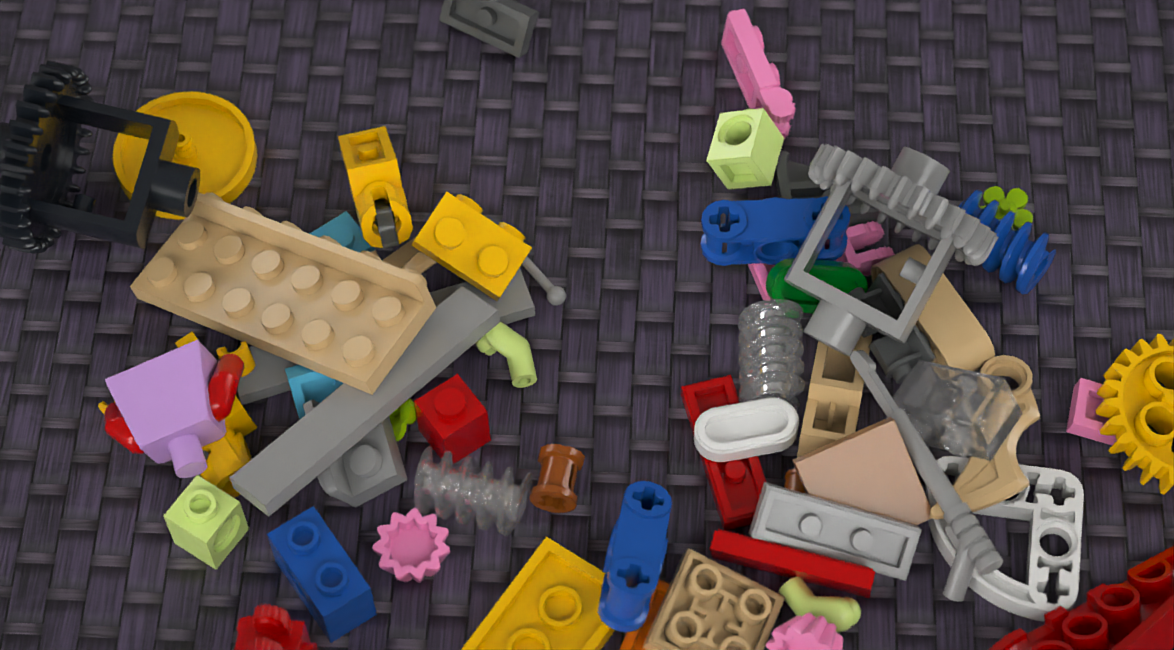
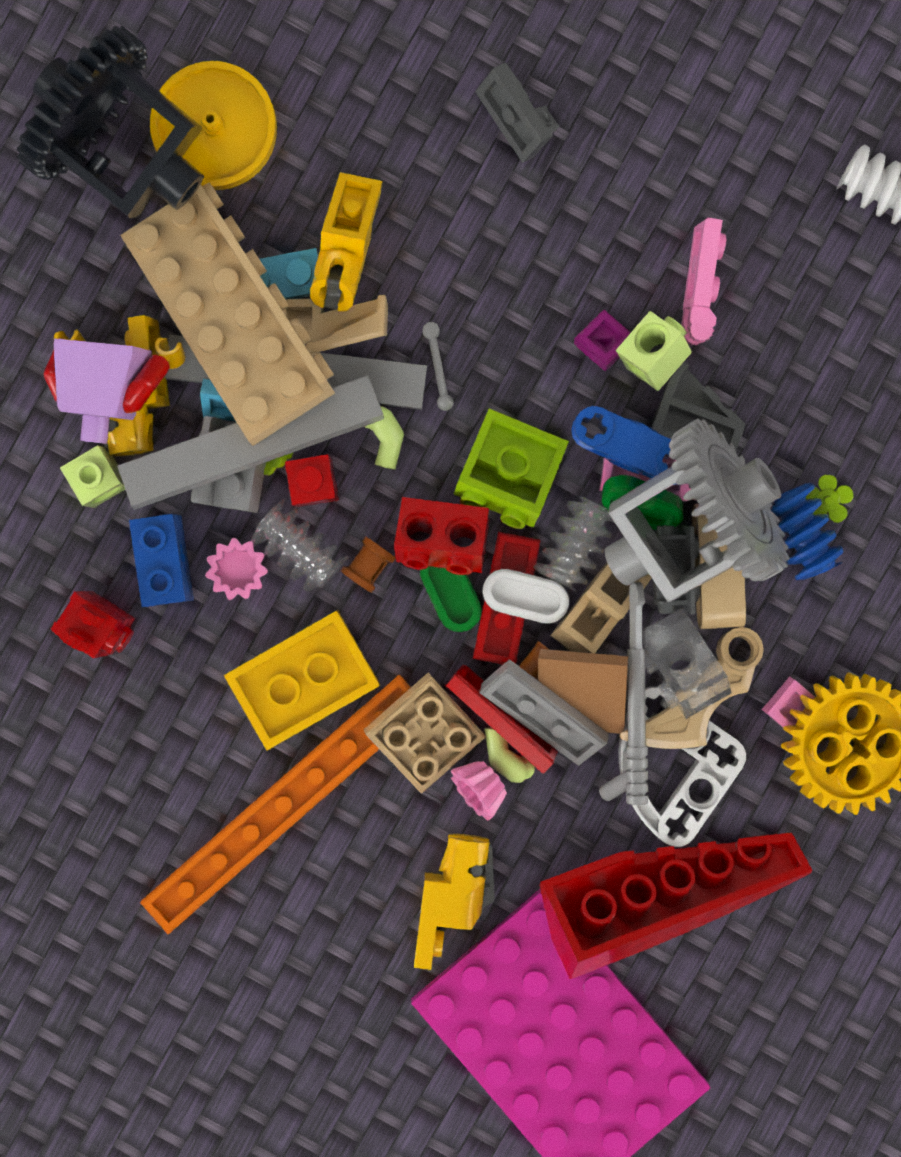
camera: 25 degrees right, 30 degrees up
(472, 244) = (392, 342): yellow bracket -> none
(623, 406) = (444, 524): none -> red brick
(635, 556) = (389, 664): blue piece -> none
(651, 458) = (452, 598): none -> green tile
(661, 320) = (510, 469): none -> lime plate
(687, 168) = (602, 339): none -> magenta tile

